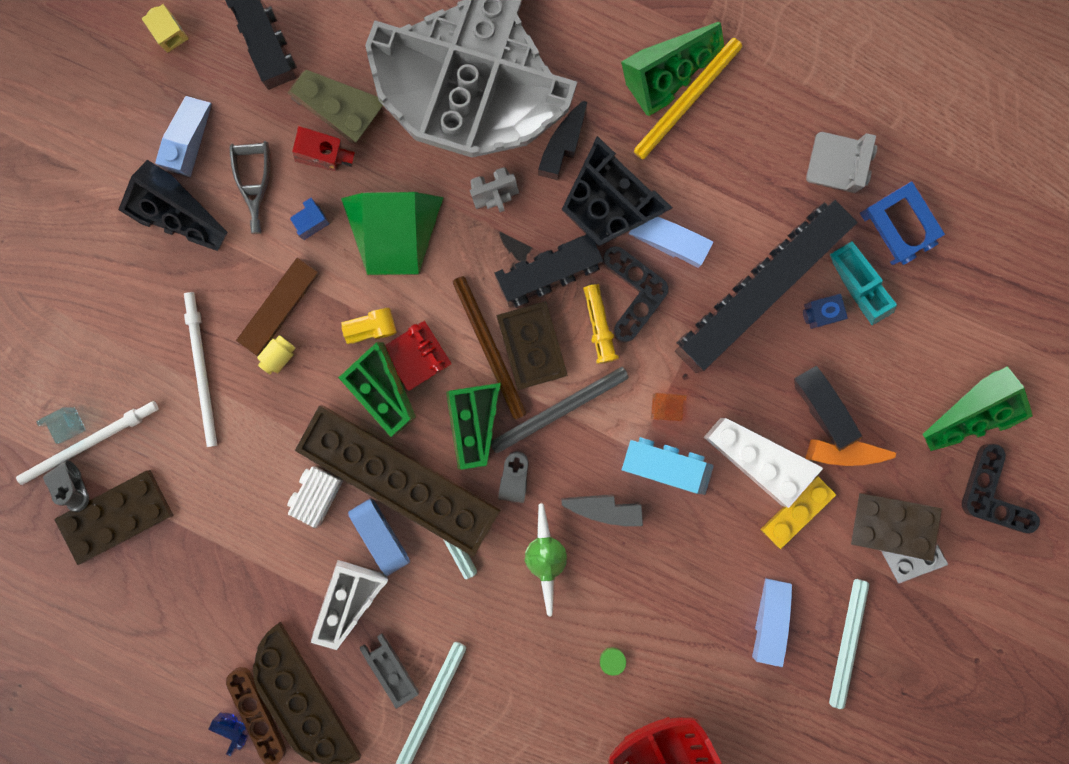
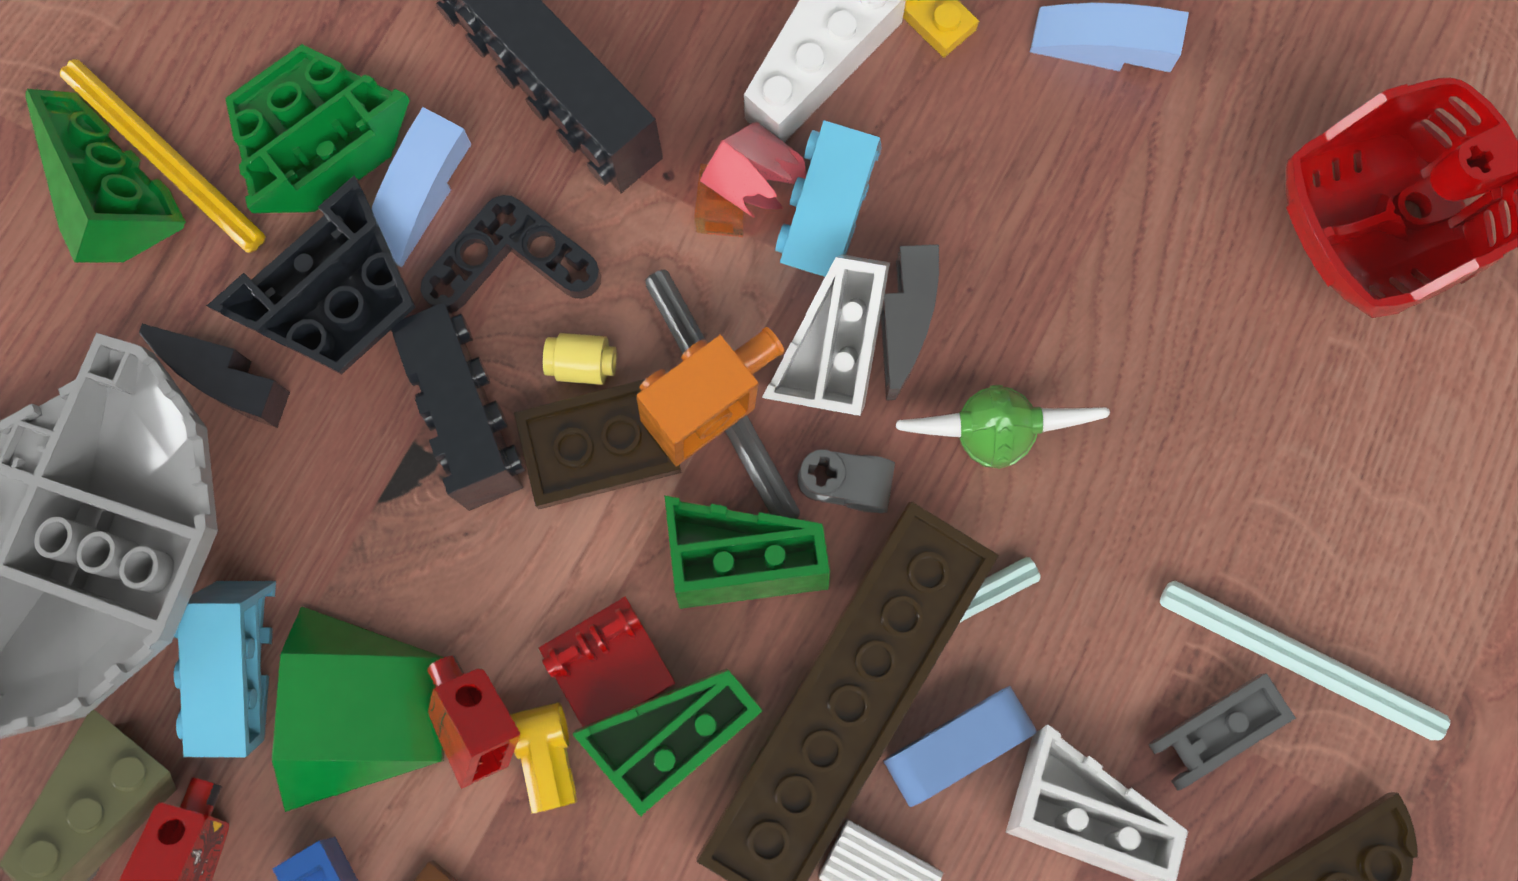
camera: 85 degrees left, 10 degrees down
(375, 291) = (470, 721): none -> red torso
(408, 162) = (221, 669): none -> medium azure wedge
(489, 347) = (594, 525): reddish brown axle -> none
(494, 192) = (299, 505): light grey hips -> none
(554, 404) = (704, 393): none -> orange brick
(577, 333) = (579, 358): none -> light yellow brick
(585, 470) = (836, 342): none -> white wedge
(602, 336) = (586, 314): yellow pin -> none
(612, 661) = (1187, 312): bright green tile -> none
(685, 423) = (743, 171): none -> coral piece
(703, 178) = (310, 130): none -> green wedge

